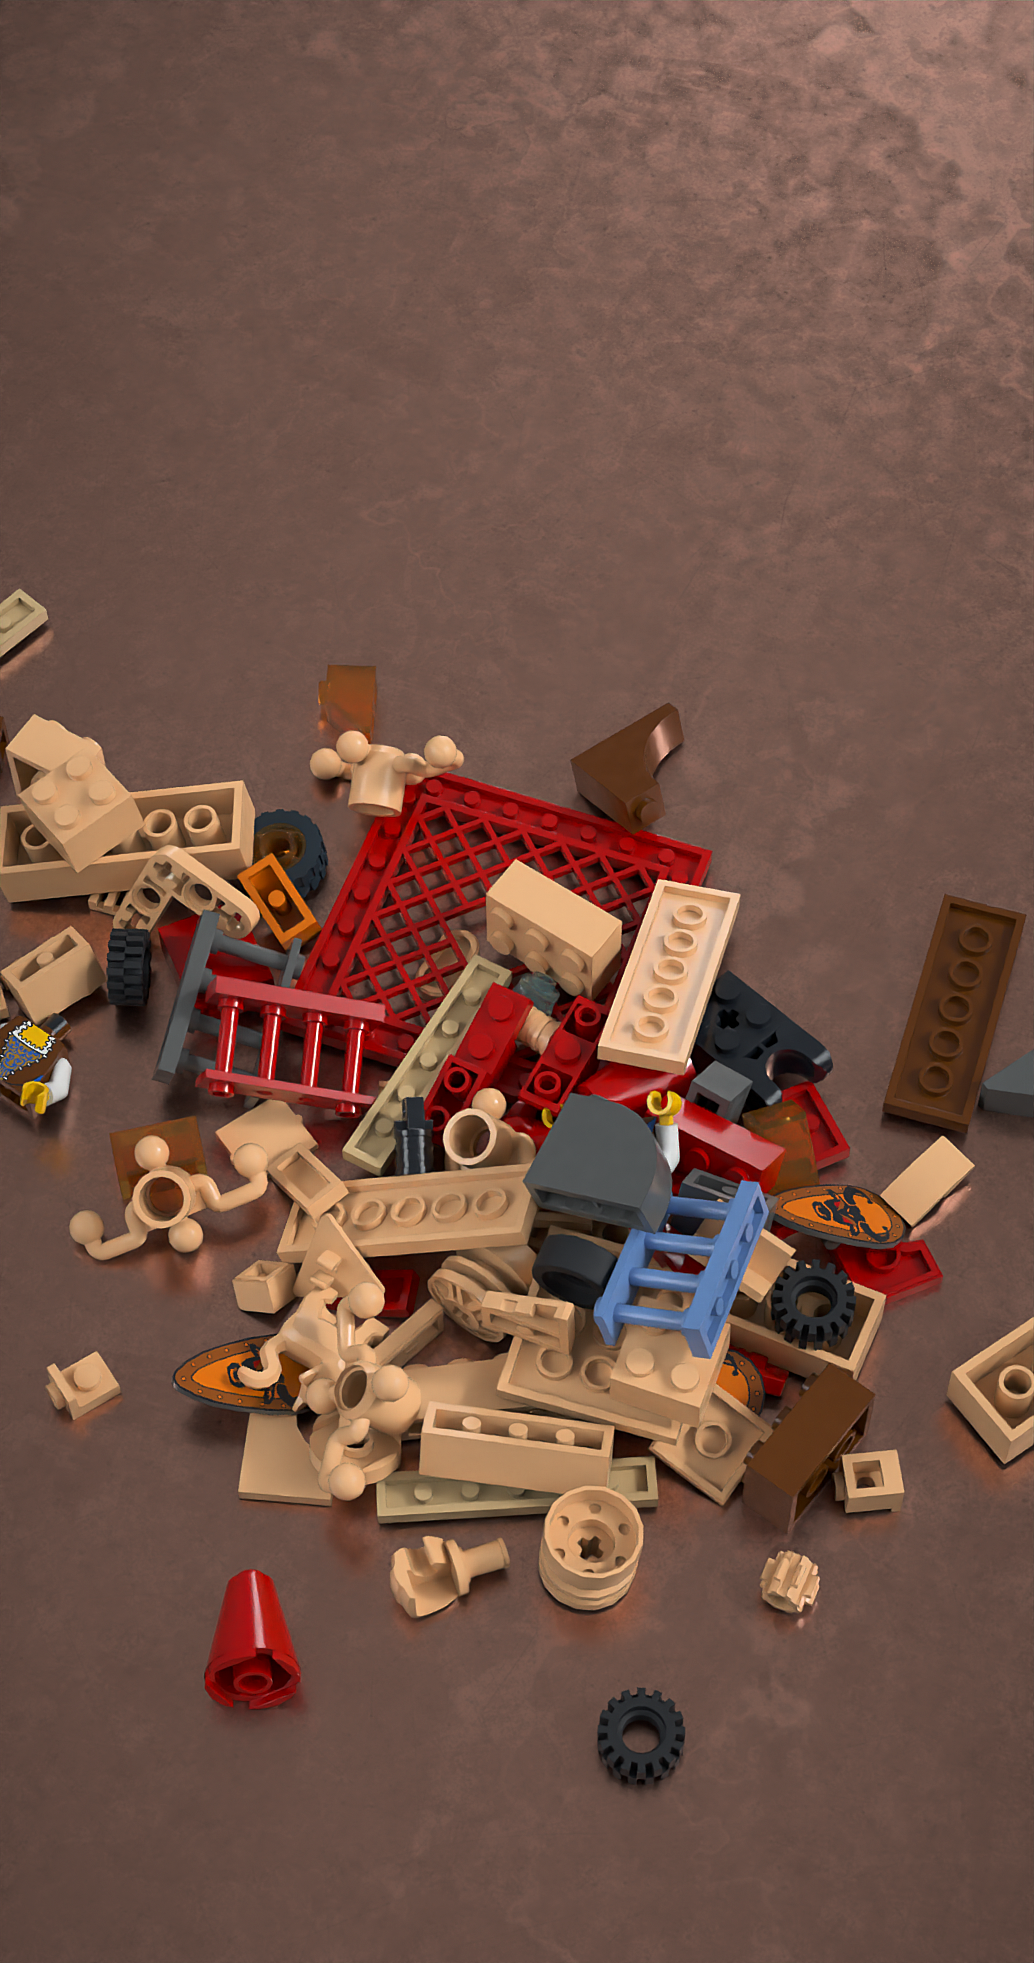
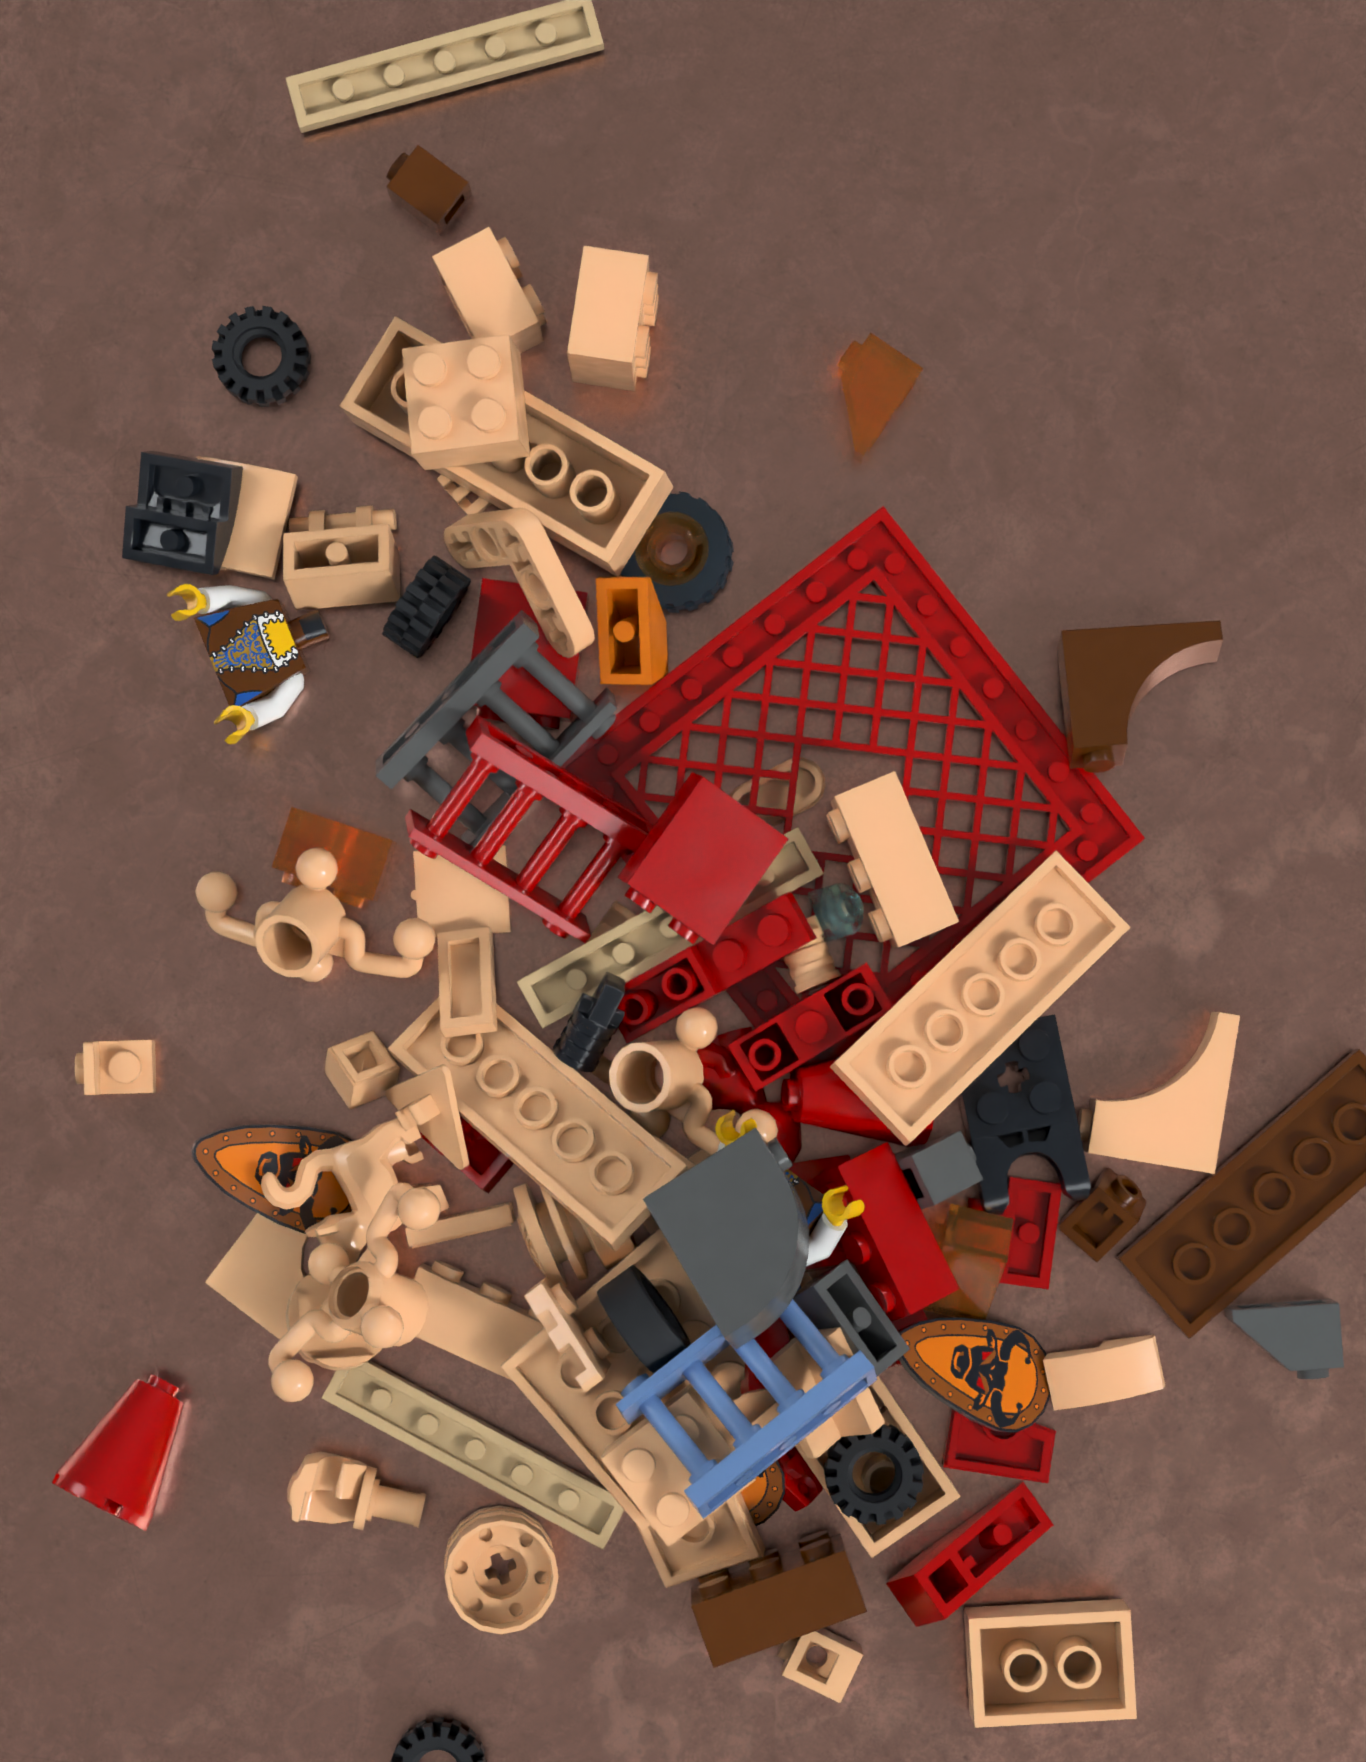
camera: 35 degrees right, 30 degrees up
(150, 727) = (609, 318): none -> light nougat brick
(381, 770) = (836, 533): light nougat wheel -> none
(421, 991) = (701, 860): none -> red brick
(517, 1454) = (486, 1435): light nougat brick -> none
(789, 1581) = (674, 1712): light nougat gear -> none
(853, 1086) = (1105, 1216): none -> reddish brown bracket
(859, 1001) = (1176, 1121): none -> light nougat arch
(922, 1354) = (969, 1556): none -> red slope

